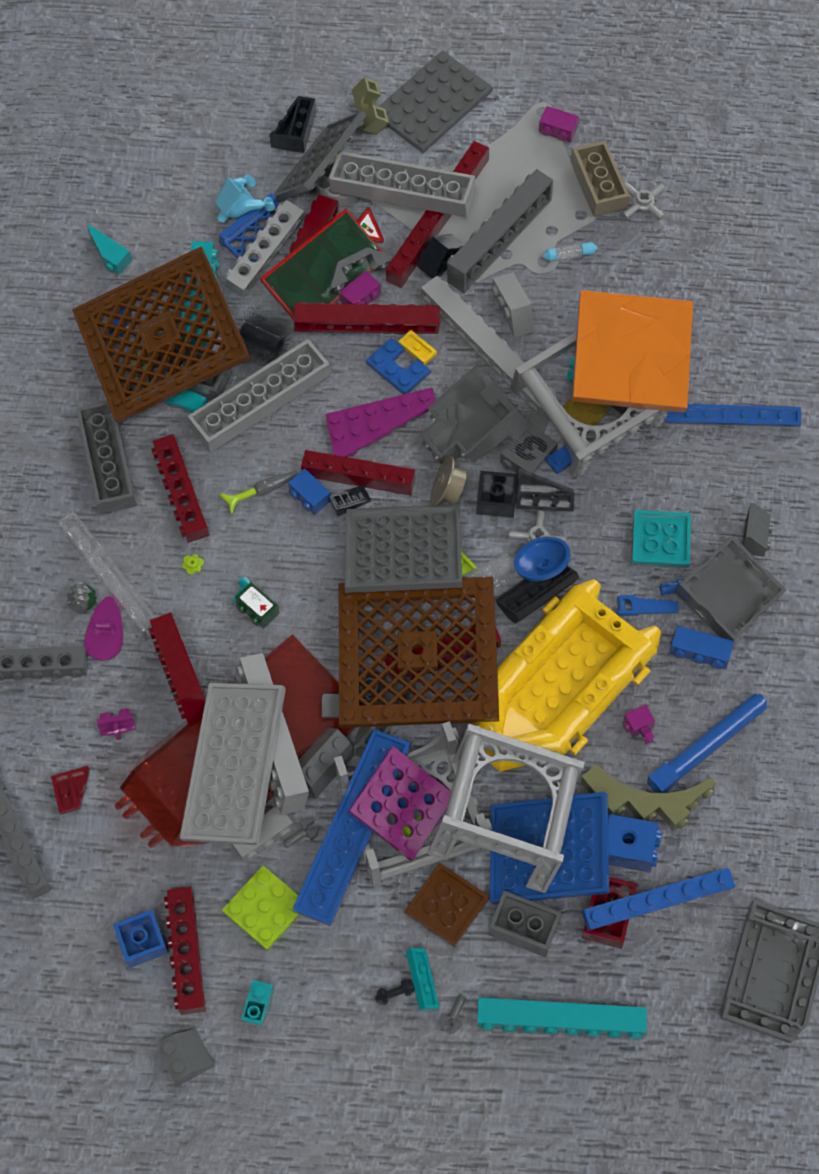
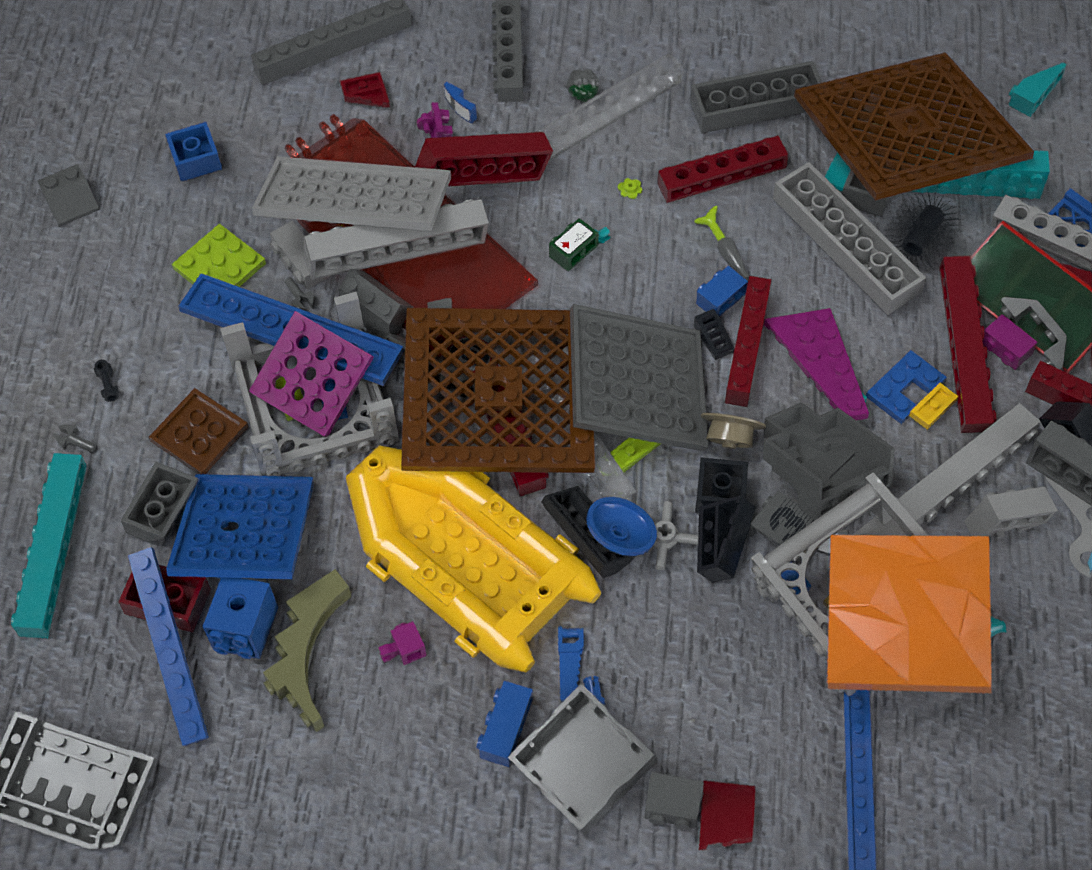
camera: 90 degrees right, 5 degrees down
(87, 708) = (461, 106): none -> blue slope
(104, 631) = (539, 111): magenta shield -> none
(195, 1001) = (178, 193): dark red brick -> none
(258, 1003) = (111, 254): teal slope -> none
(422, 979) = (115, 406): teal plate -> none
(561, 789) = (317, 535): light grey arch -> none
(661, 538) = (665, 684): teal plate -> none
(670, 773) = (388, 743): blue brick -> none
(765, 494) = (726, 814): none -> dark red slope

